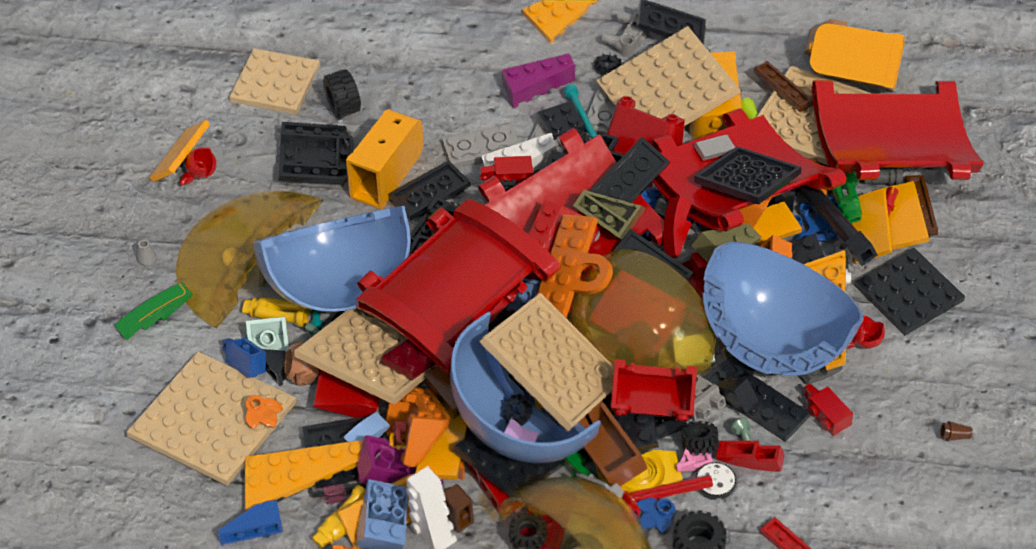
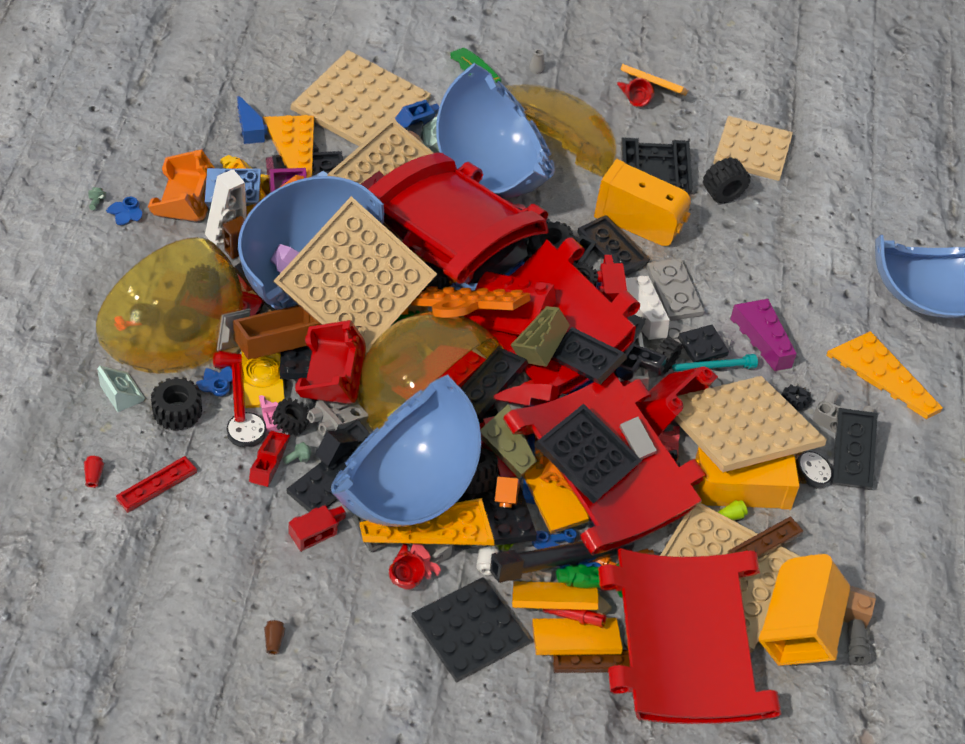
camera: 85 degrees right, 0 degrees up
(264, 413) = (353, 123): orange plate -> none

